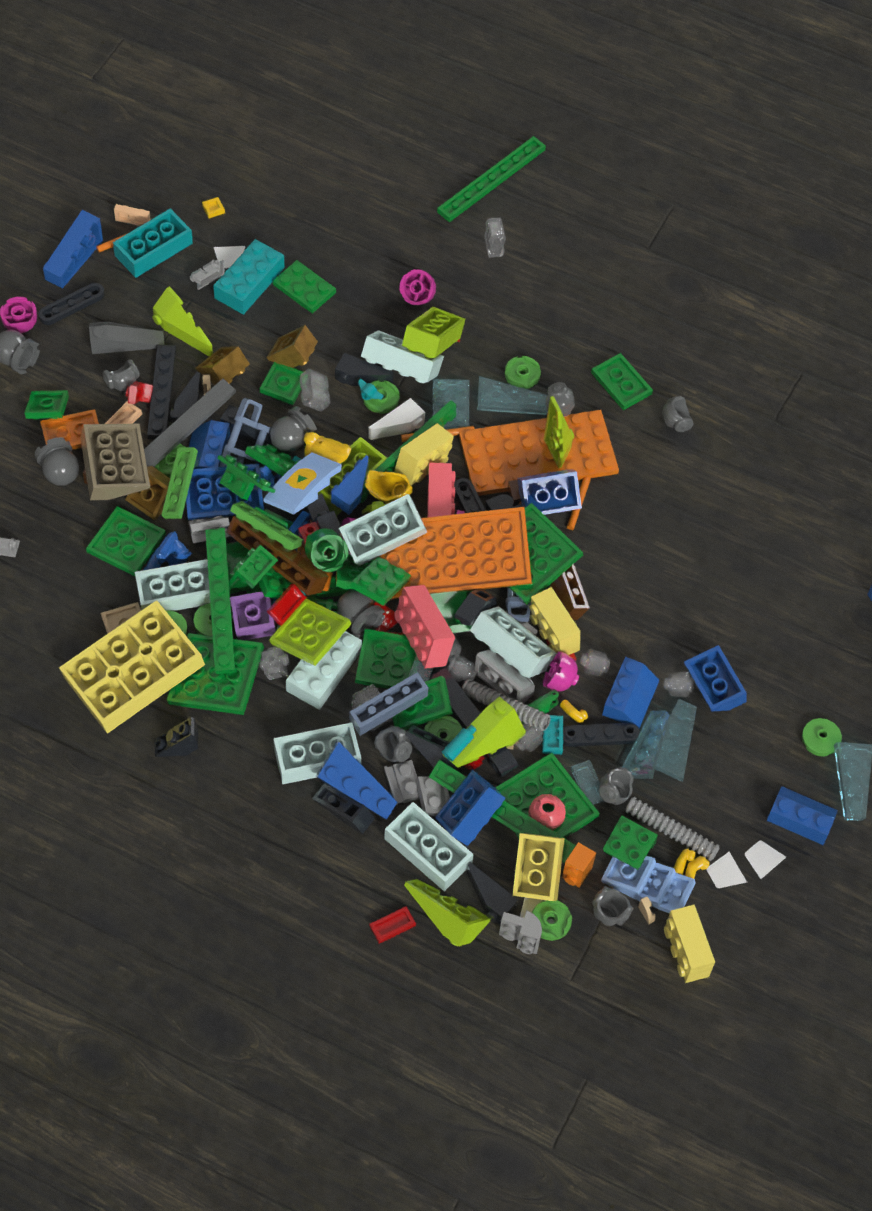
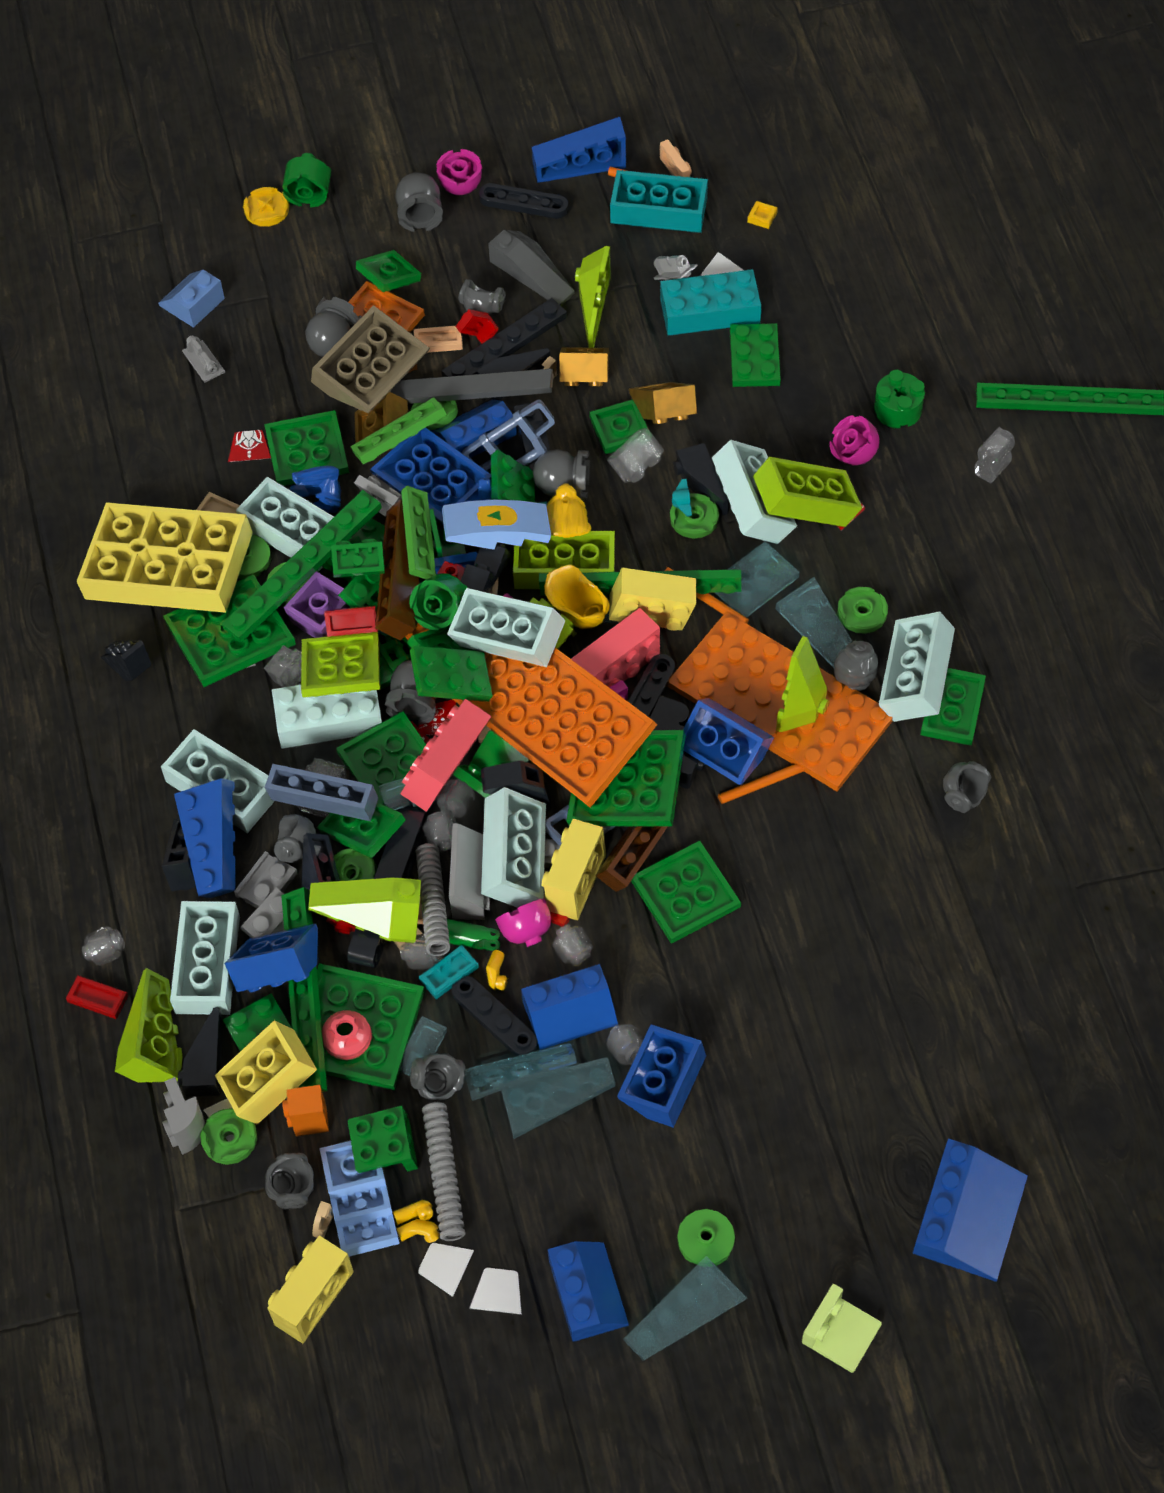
camera: 55 degrees right, 0 degrees up
(87, 570) = (249, 446): none -> red sticker
(241, 480) = (451, 471): green bracket -> none
(349, 492) = (531, 568): blue slope -> none
(365, 895) = (103, 945): none -> clear head
(399, 421) = (677, 550): white slope -> none
(410, 248) = (899, 399): none -> green brick
(459, 743) = (328, 885): teal cylinder -> none
(497, 853) = (253, 1019): none -> green plate
(588, 375) = (917, 666): none -> light aqua brick
(614, 586) = (685, 892): none -> green plate

